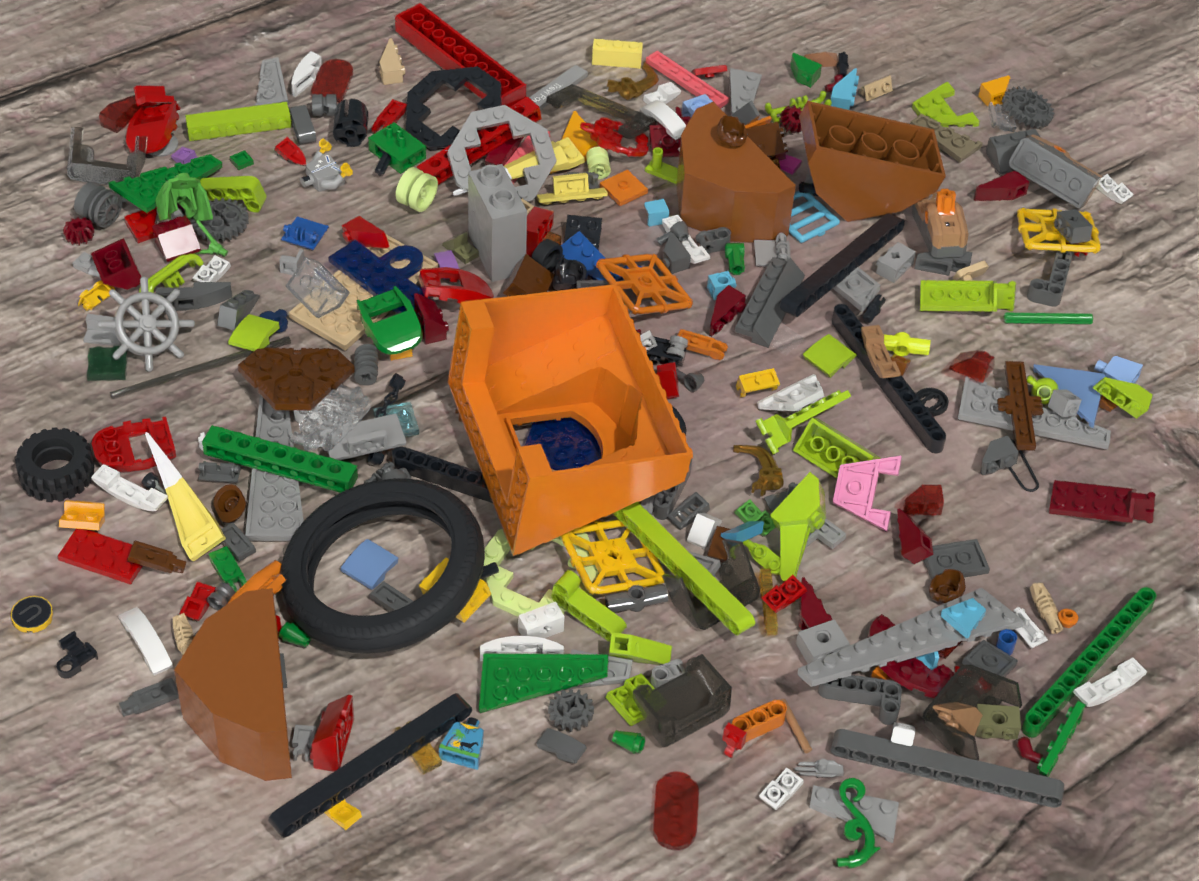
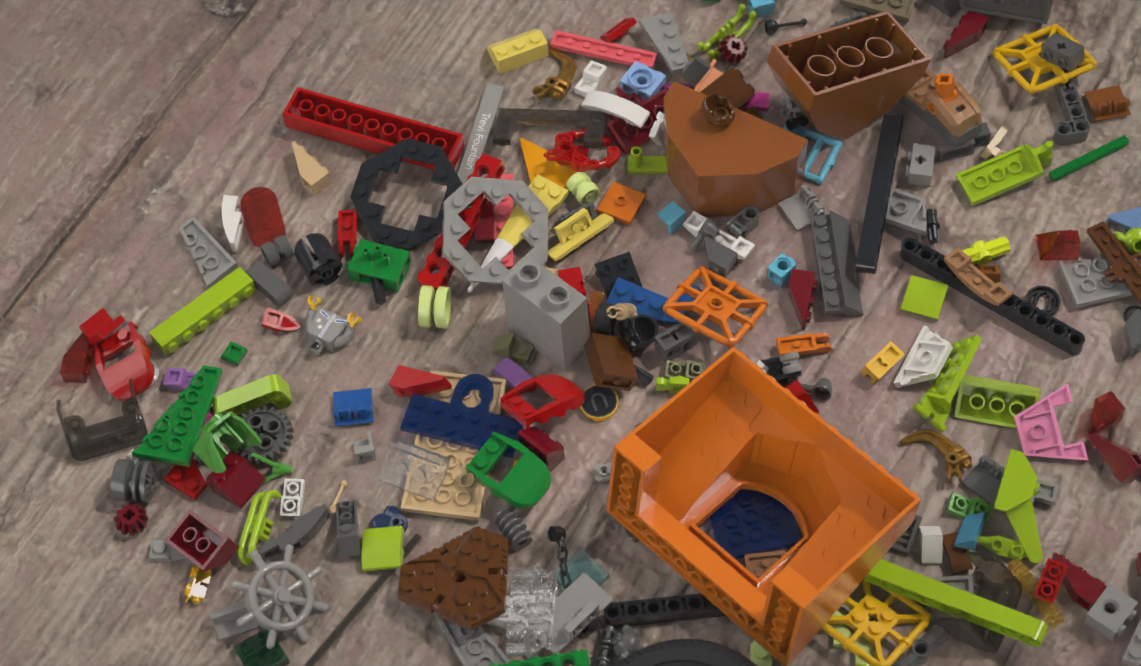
camera: 20 degrees left, 10 degrees up
(235, 290) = (331, 509): none -> tan hinge
(560, 249) = (622, 311): none -> tan hinge
(735, 254) = (772, 227): green piece -> none
(1094, 286) = (1108, 103): none -> dark orange hinge

